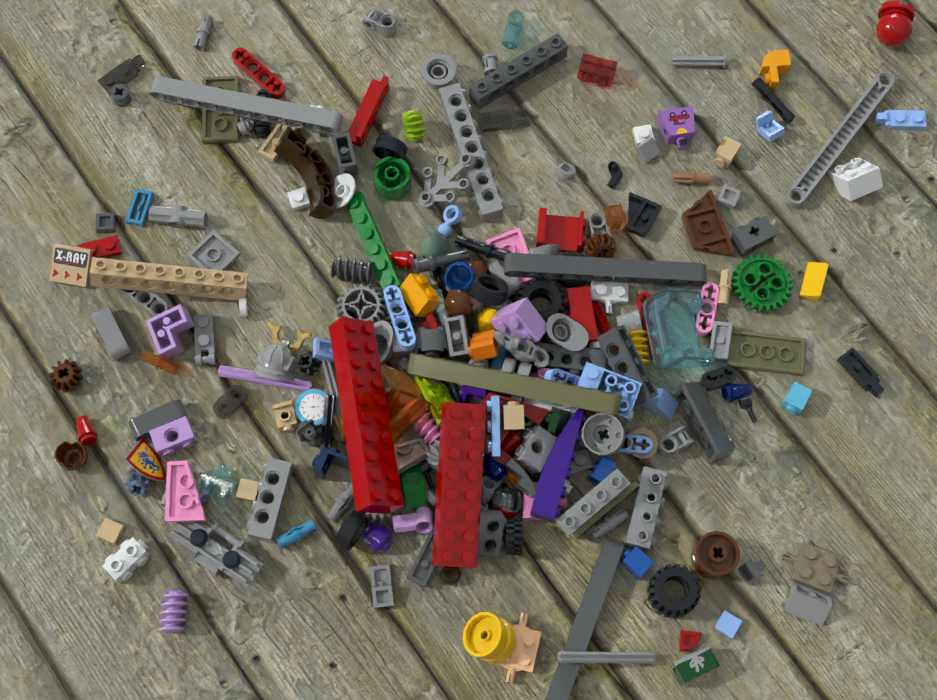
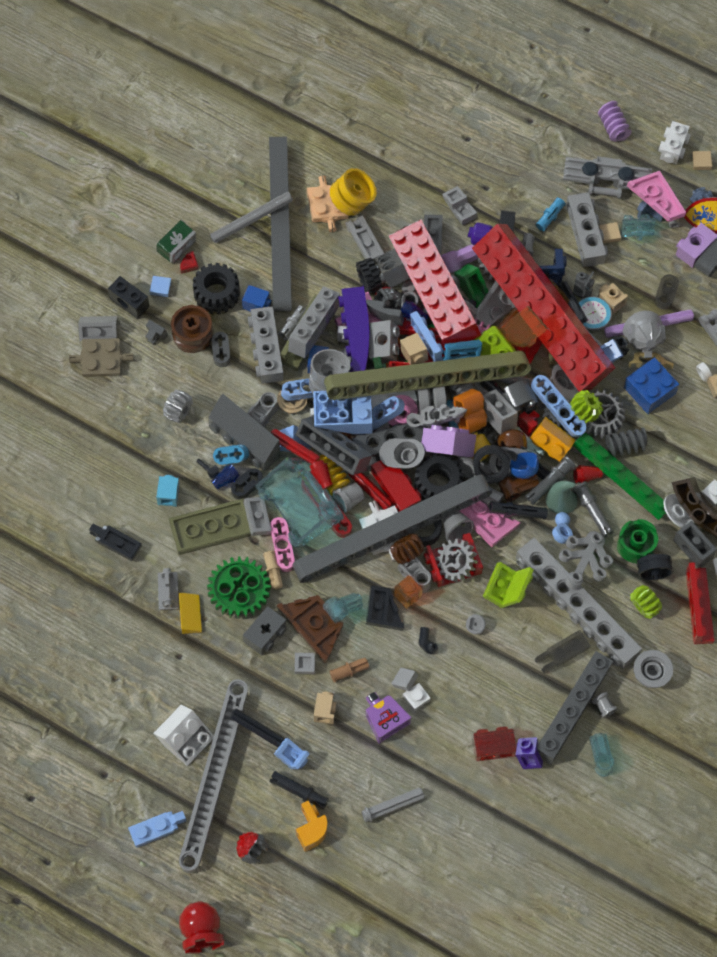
camera: 155 degrees right, 5 degrees down
(299, 312) = (651, 385): none -> blue brick
(375, 302) = (586, 406): none -> lime gear
(413, 233) = (588, 501): none -> flat silver pin
(468, 395) = (462, 348): none -> dark azure tile
(497, 585) = (364, 238): none -> light grey plate
(522, 185) = (507, 585): none -> lime bracket
(560, 223) = (455, 560): none -> light grey gear
(574, 49) = (528, 754): none -> dark purple bracket
(650, 344) = (321, 474): none -> red cone
(665, 382) = (295, 447): none -> red axle
(683, 224) = (341, 607): none -> clear light blue piece
(687, 525) = (216, 349): none -> dark grey beam
(724, 407) = (230, 451): none -> dark azure beam
(759, 476) = (177, 406): none -> light grey gear
(767, 620) = (128, 297): none -> black brick
(791, 157) = (257, 727): none -> black axle
(826, 308) = (168, 590): none -> light grey hinge
(831, 69) = (250, 847): none -> piece

